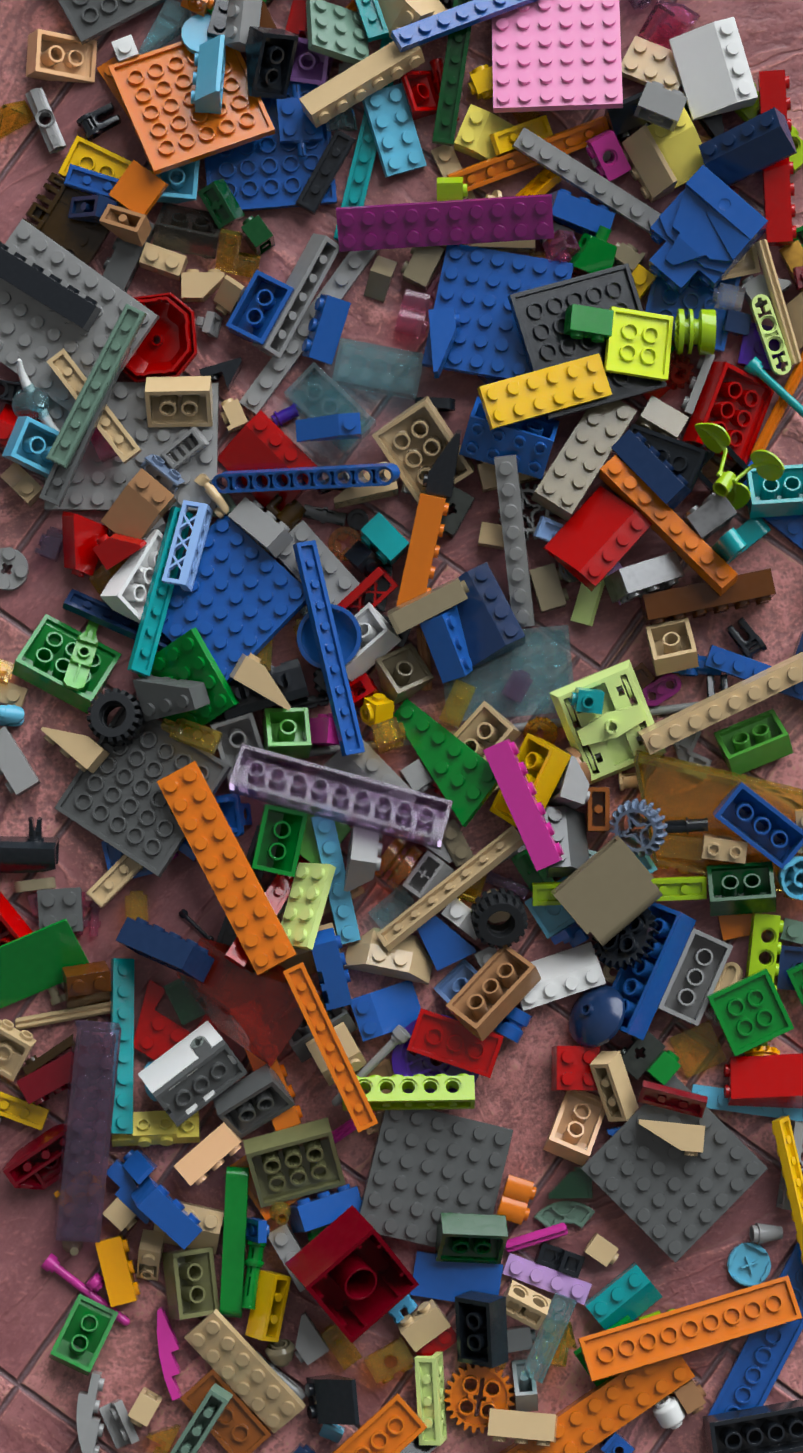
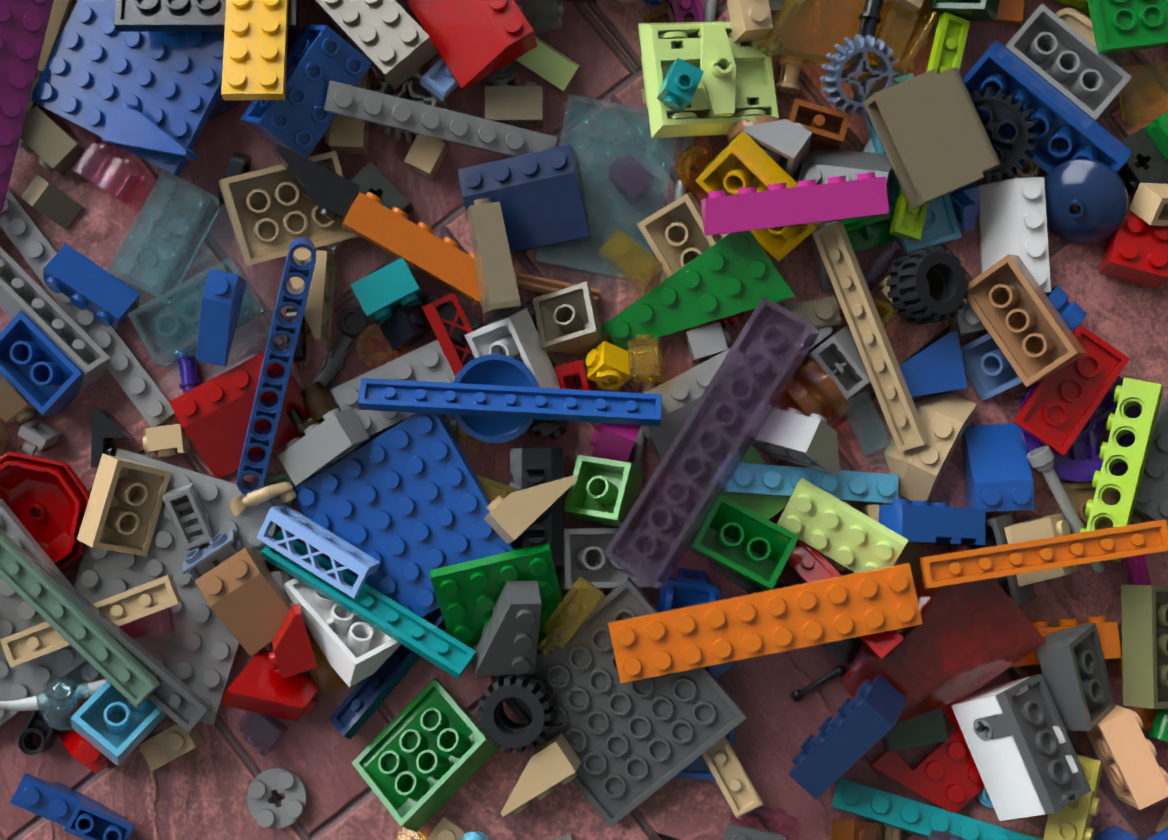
camera: 70 degrees left, 0 degrees up
(80, 664) = (432, 739): bright green piece -> none
(137, 905) = (773, 754): clear yellow brick -> none
(310, 701) = (570, 449): black axle -> none
(447, 644) = (553, 248): blue wedge -> none
(459, 915) = (905, 336): white slope -> none

